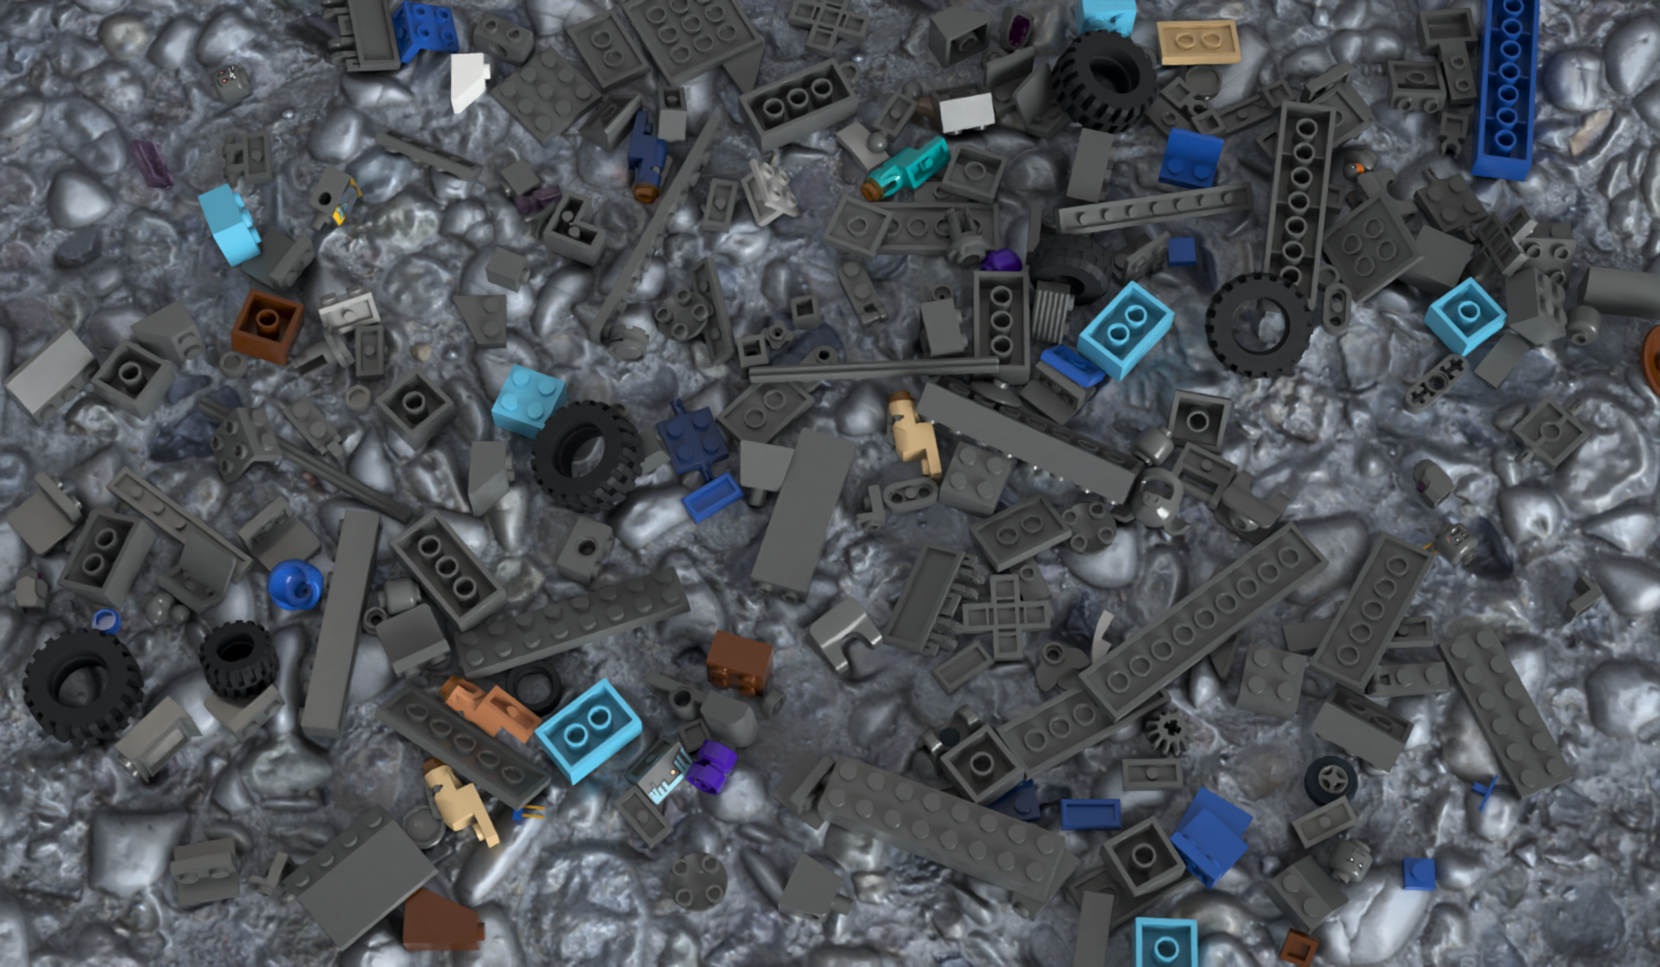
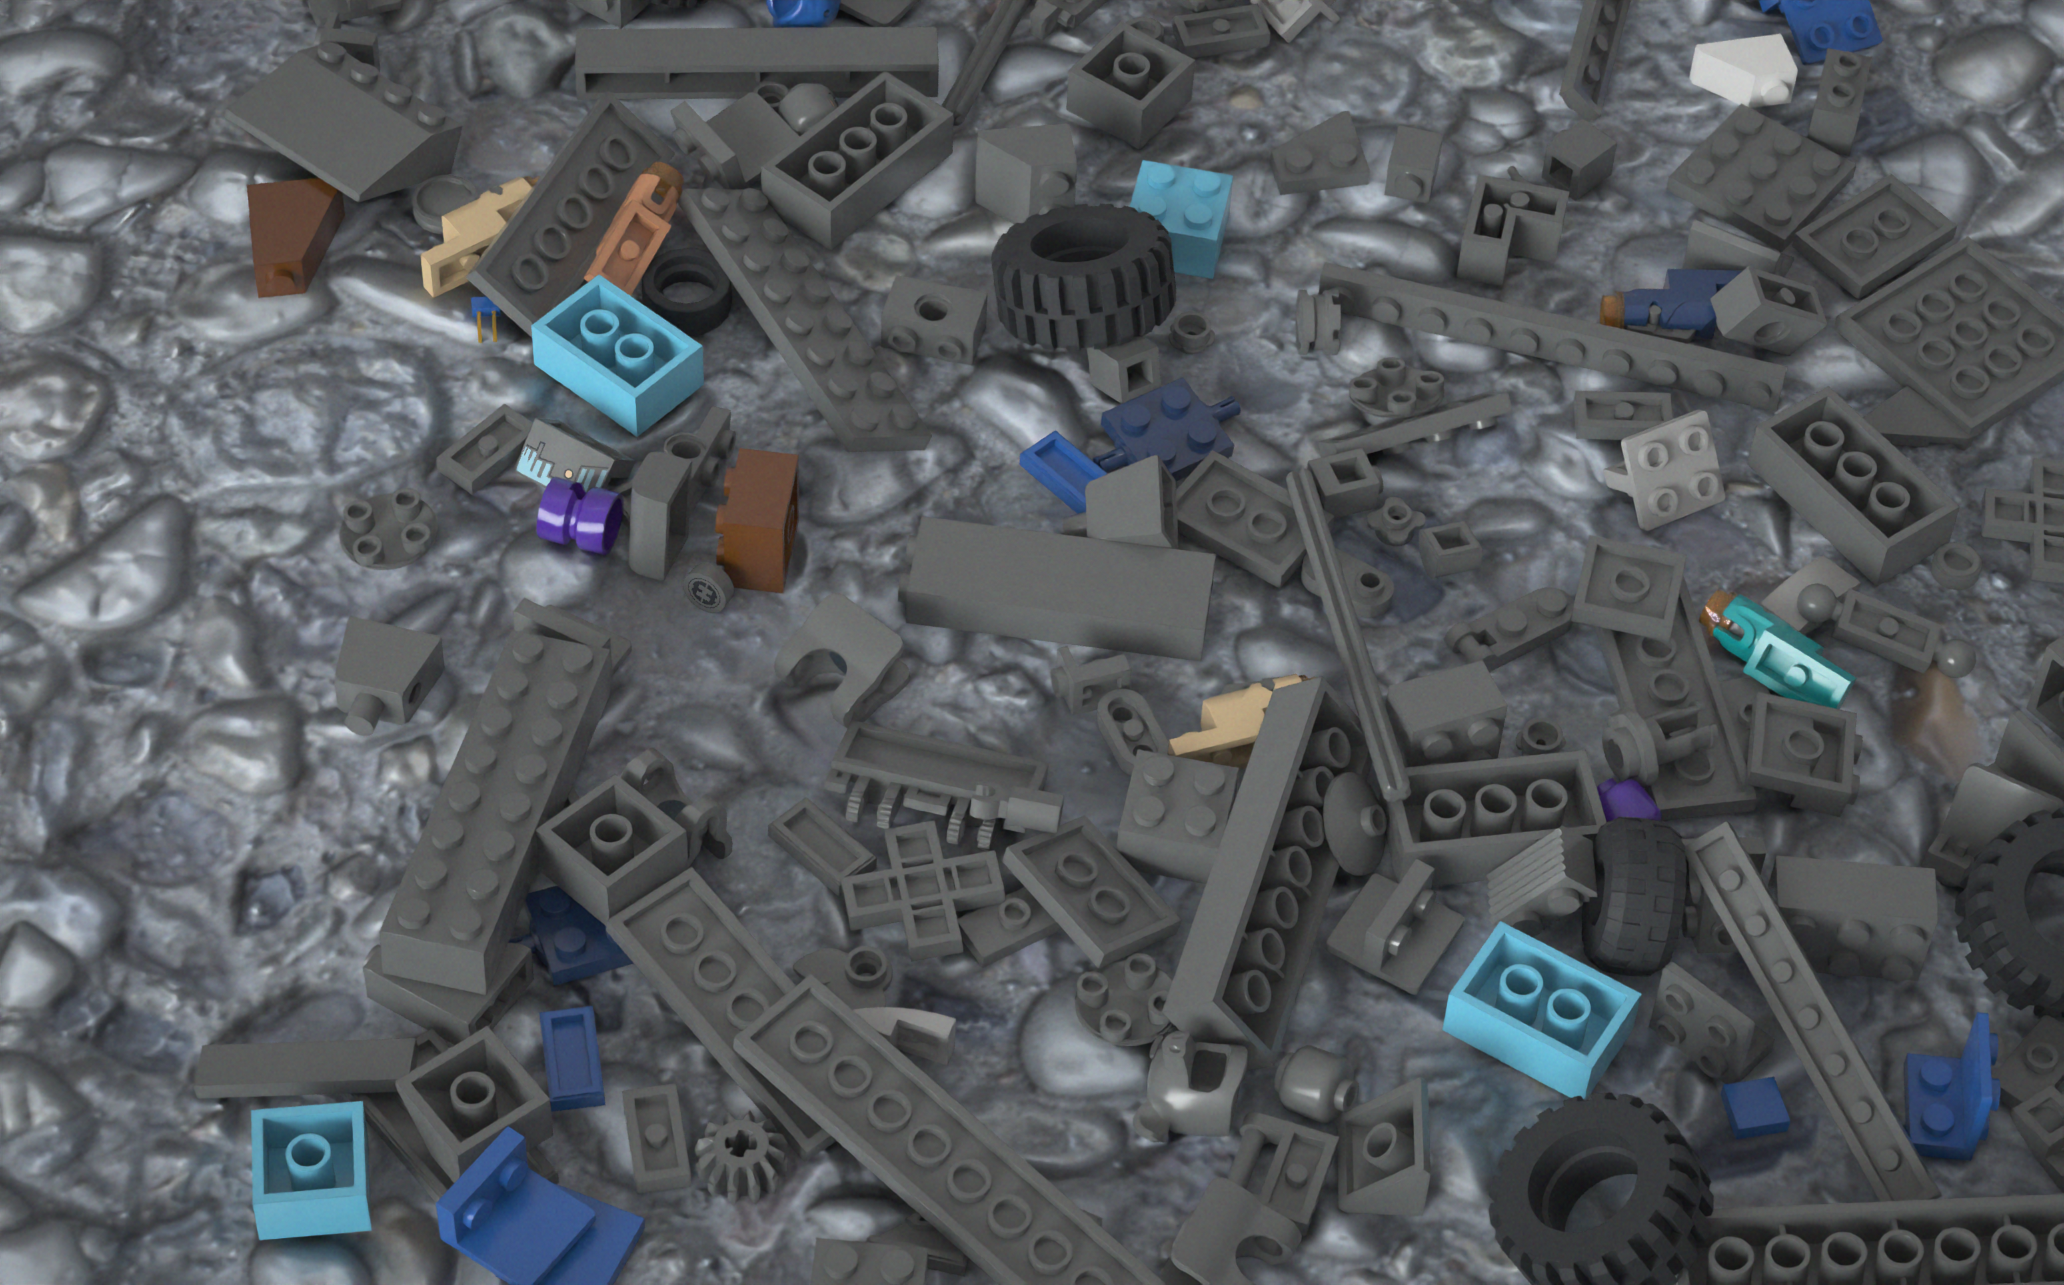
camera: 80 degrees right, 15 degrees down
(538, 201) = (1554, 176): clear purple plate -> none
(962, 107) = (1938, 724): slope -> none
(970, 555) = (1018, 806): none -> dark grey bar
(1073, 365) = (1440, 929): blue tile -> none

